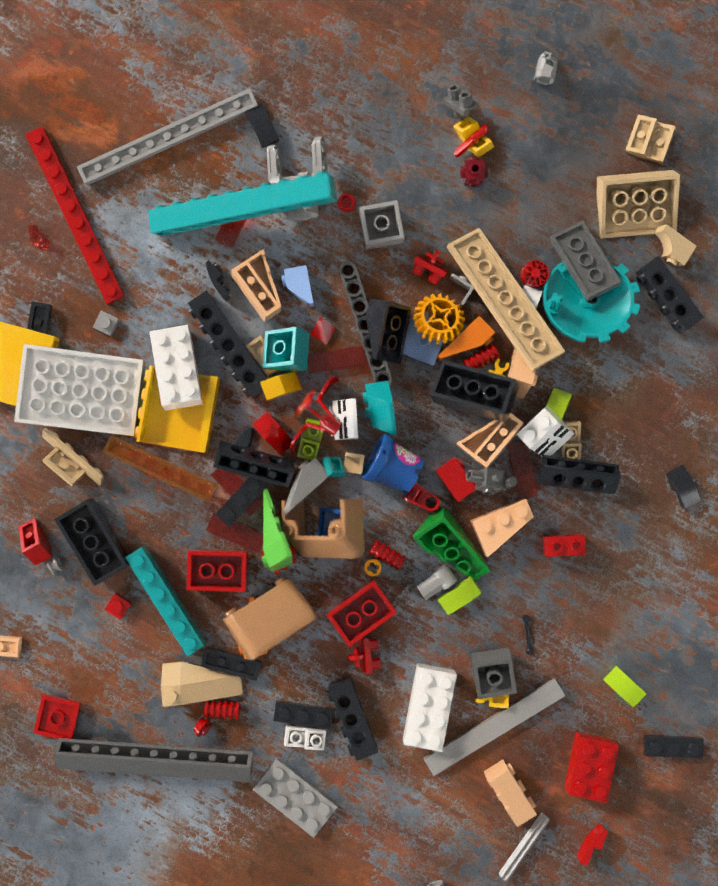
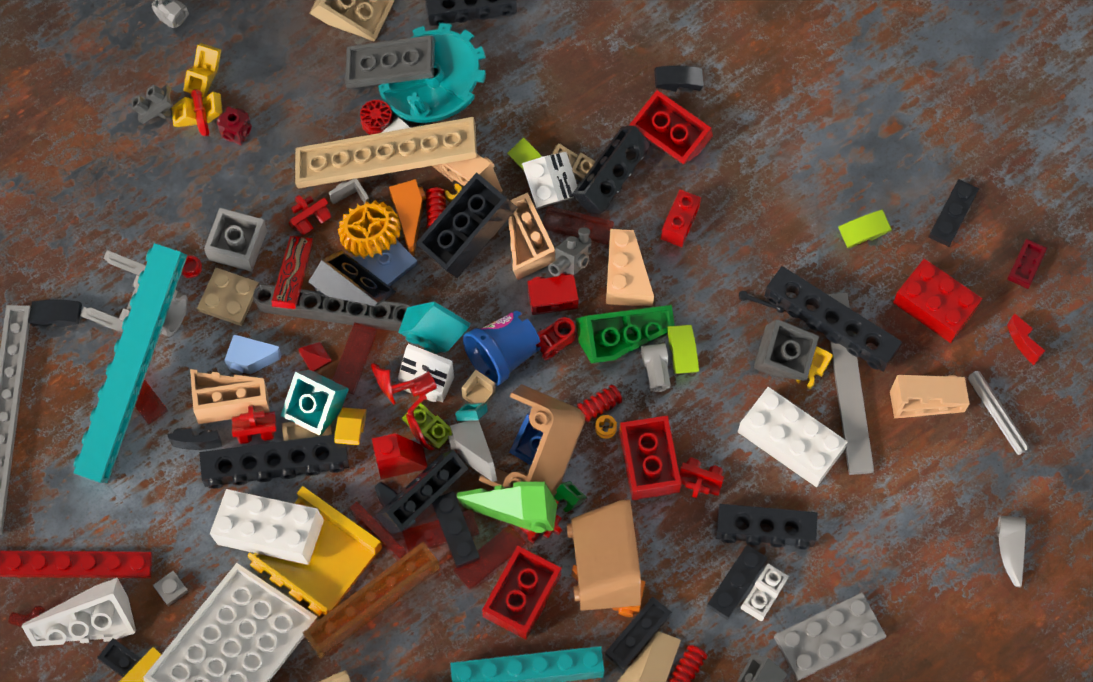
camera: 60 degrees left, 20 degrees down
(61, 280) = (91, 615): none -> white wedge
(210, 454) = (377, 531): none -> clear red tile
(247, 316) = (254, 423): none -> red hips
(308, 567) = (571, 494): none -> green tile
(338, 243) = (228, 296): none -> tan plate
(375, 281) = (292, 272): none -> red tile
(508, 123) = (204, 69): none -> yellow slope
(533, 746) = (846, 319): none -> black brick
(634, 503) = (672, 128): none -> red slope
(656, 820) = (1027, 263): none -> dark red plate

